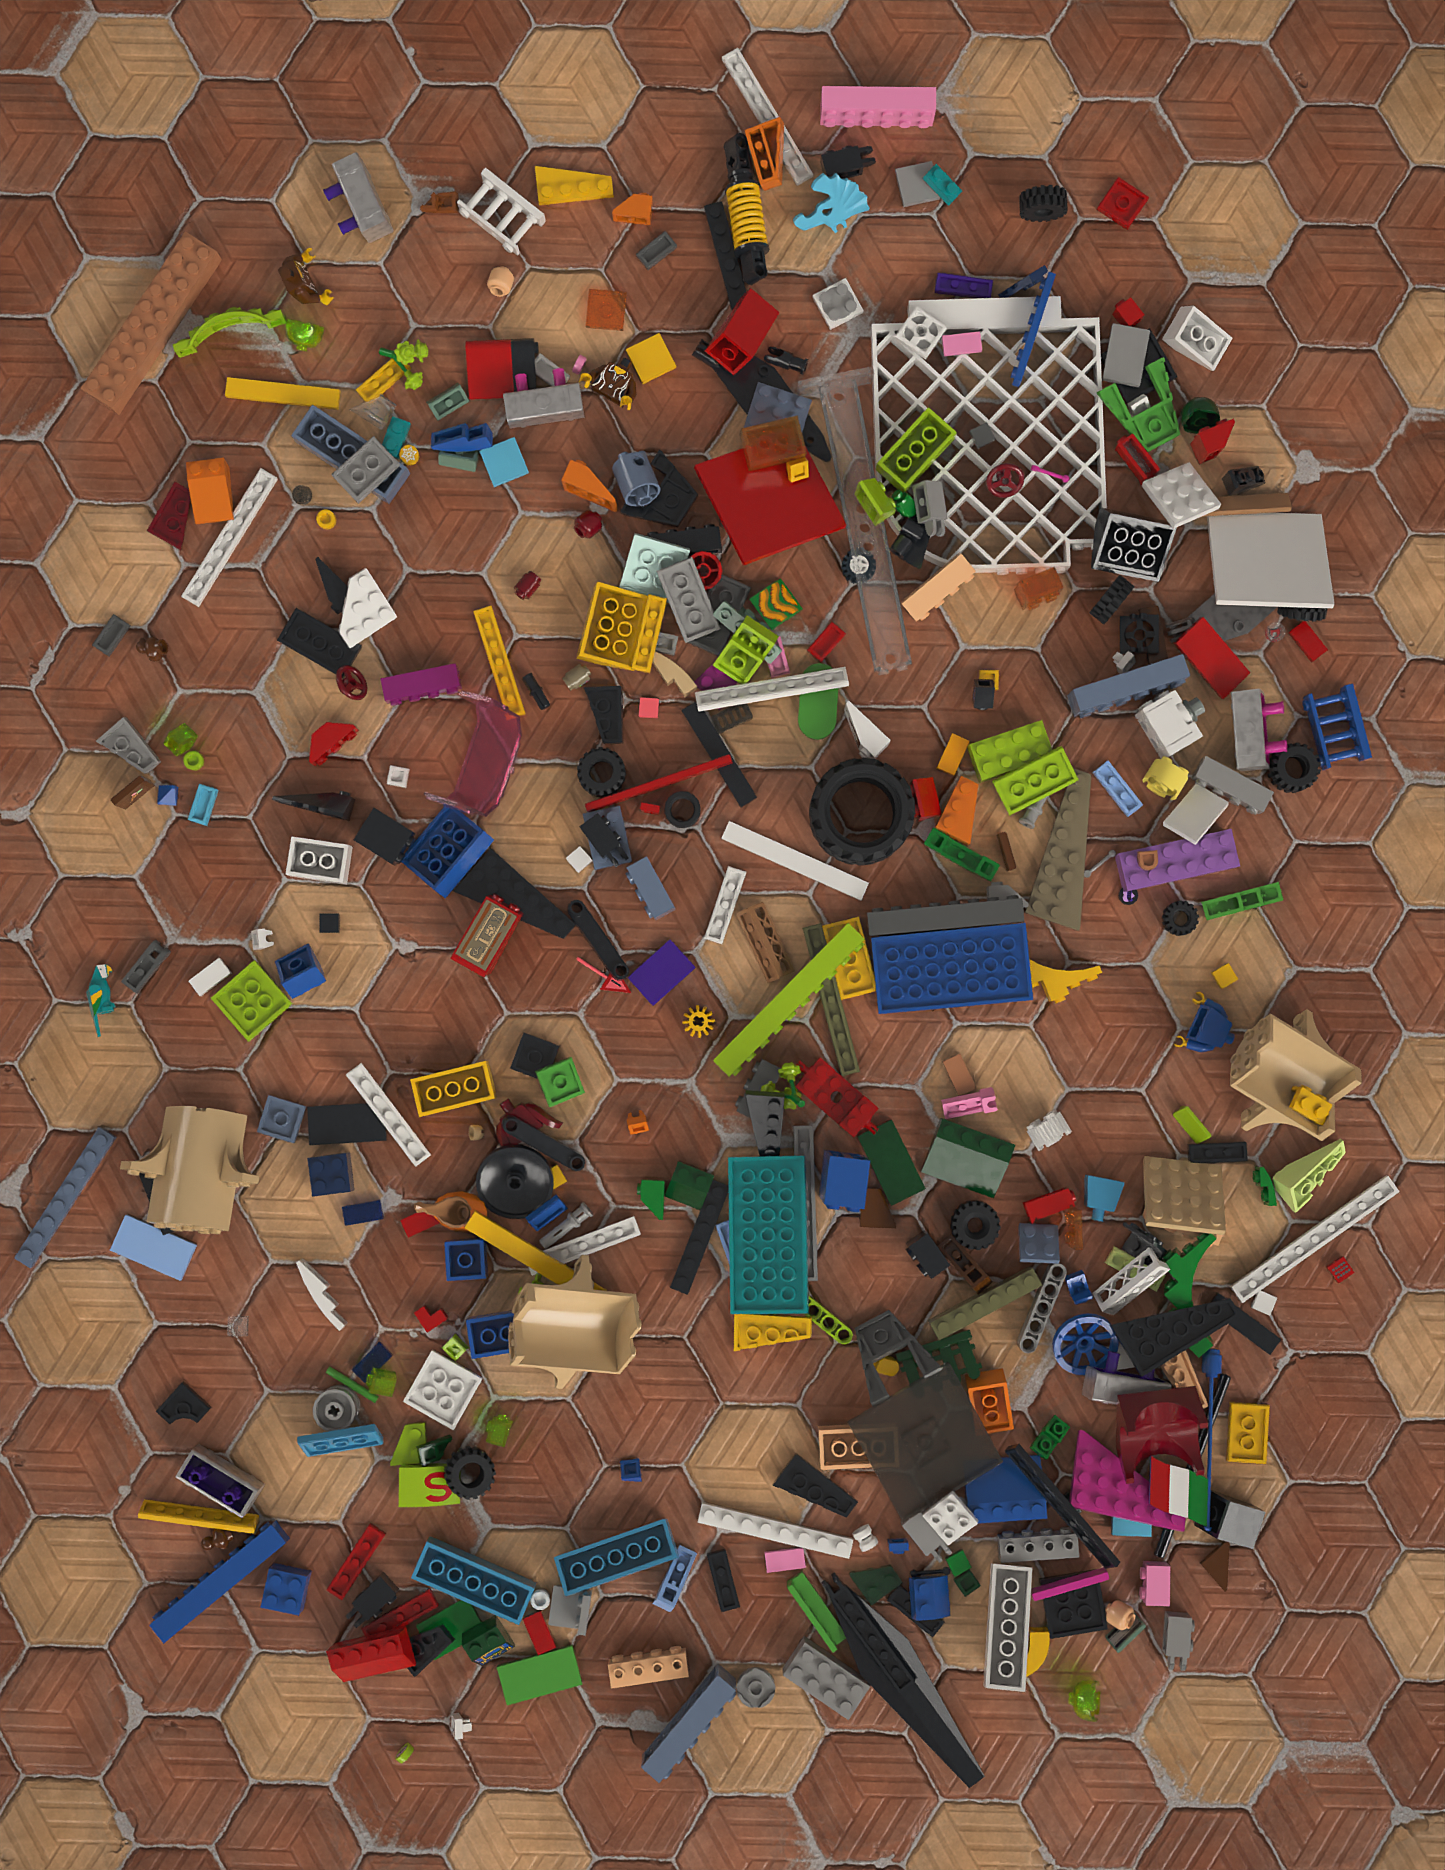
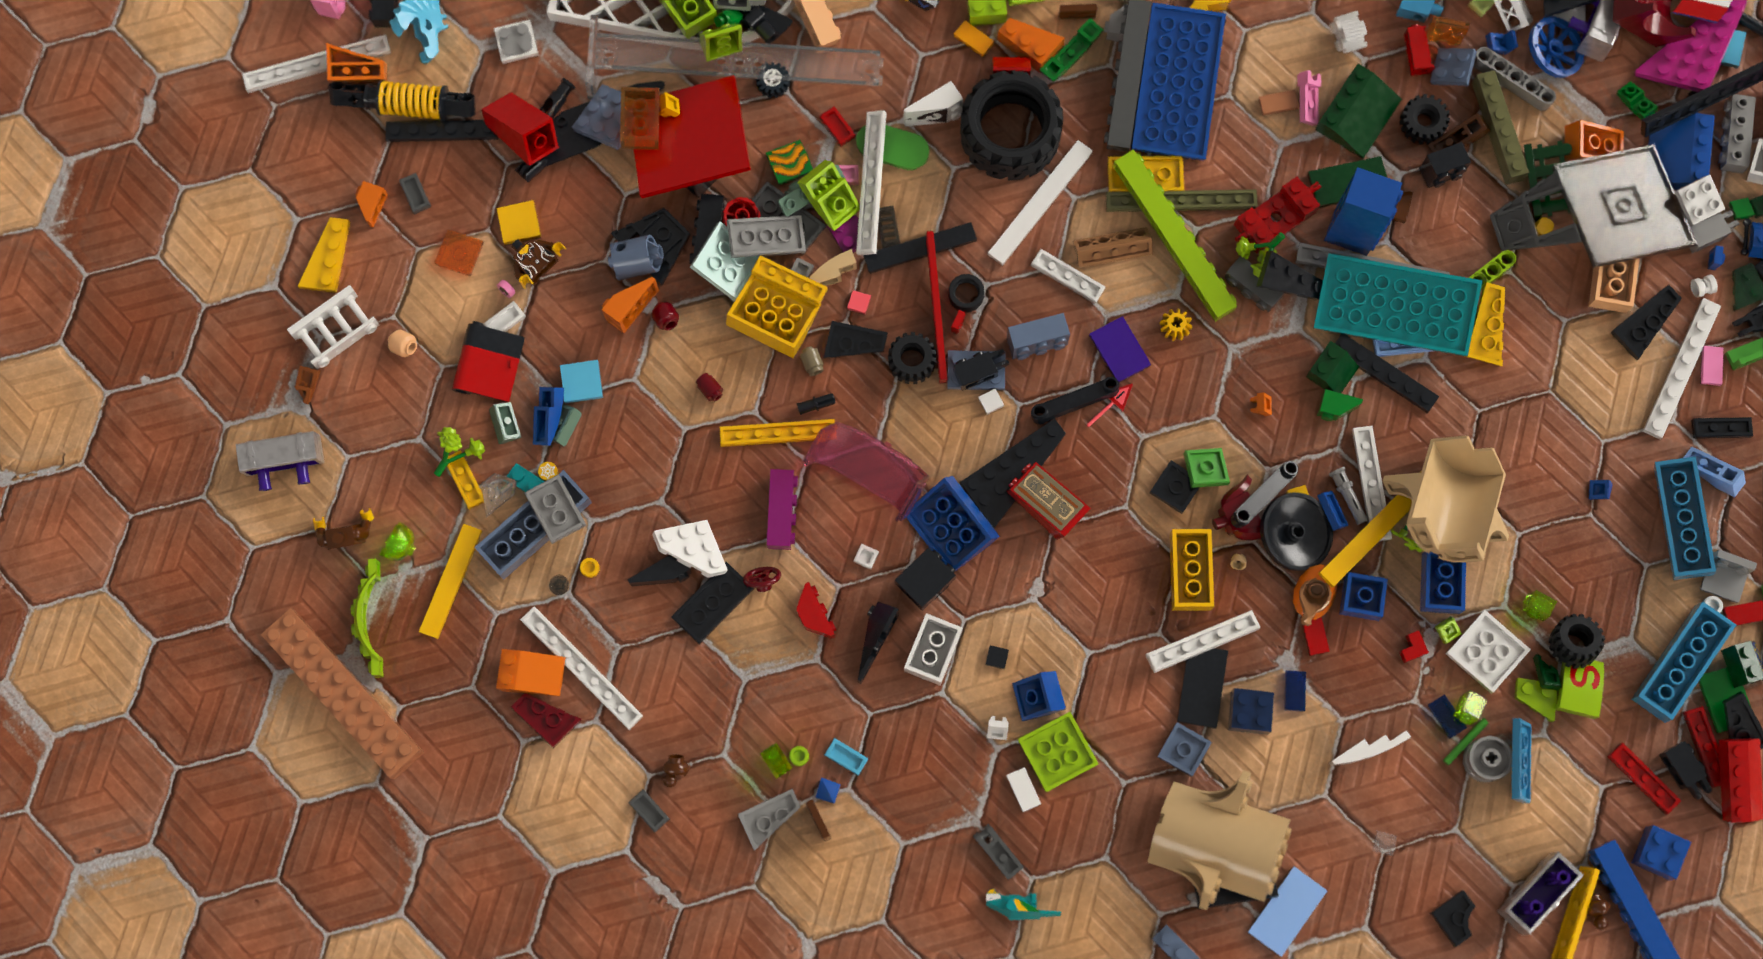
camera: 75 degrees left, 10 degrees down
(543, 404) = (537, 327): flat silver piece -> none

